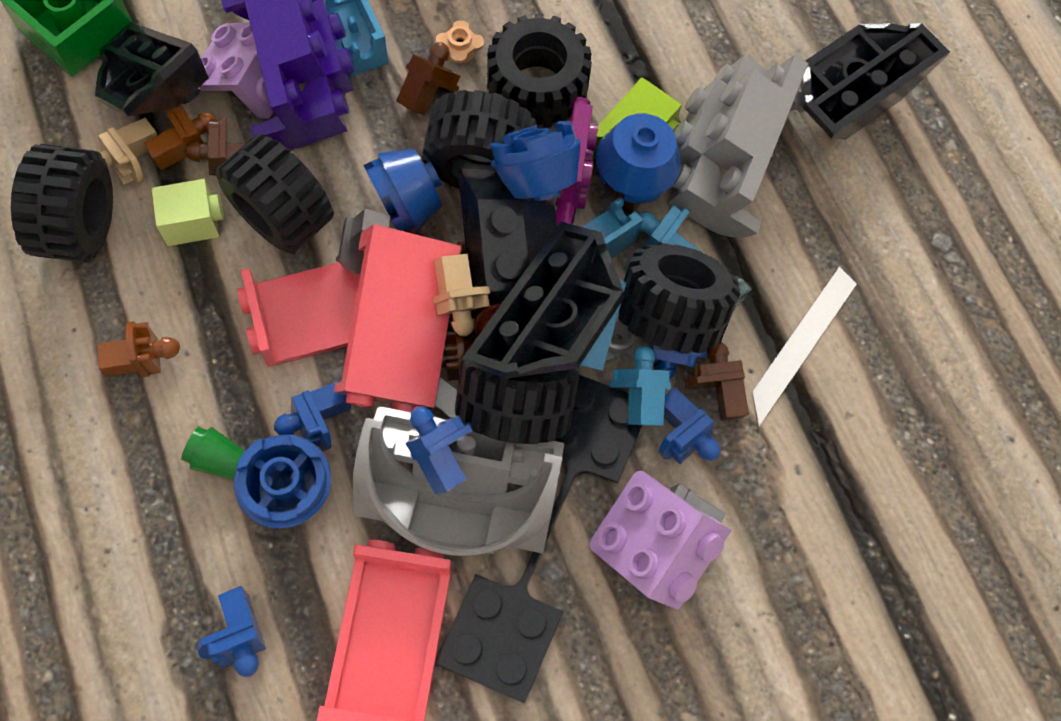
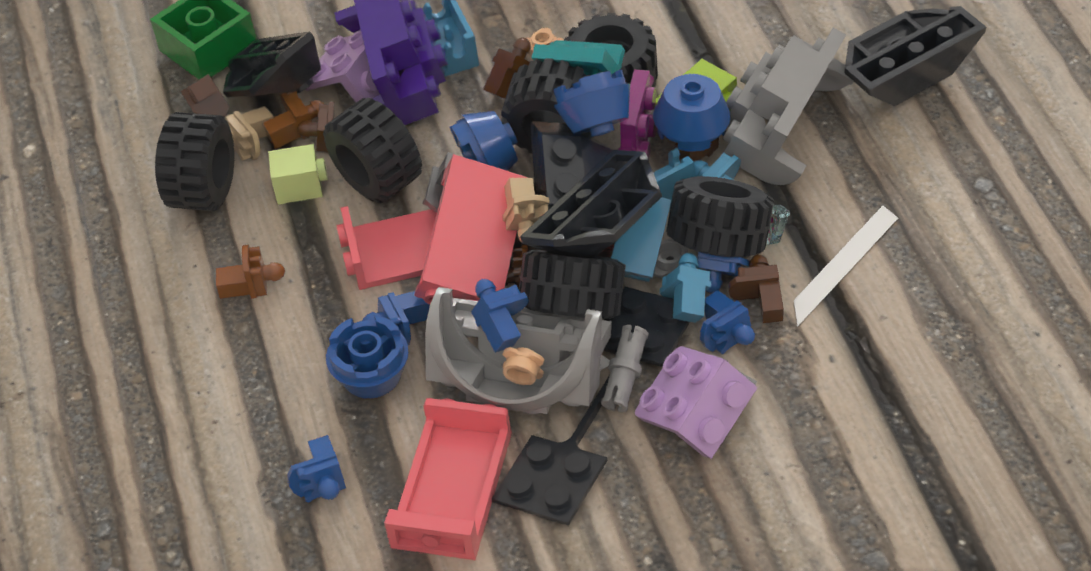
camera: 15 degrees right, 20 degrees down
(74, 106) = (205, 98): none -> reddish brown piece
(212, 453) = (306, 344): green cone -> none
(466, 505) = (522, 365): none -> light nougat plate
(527, 84) = (589, 56): none -> teal bracket
(578, 493) = (624, 368): none -> light grey pin

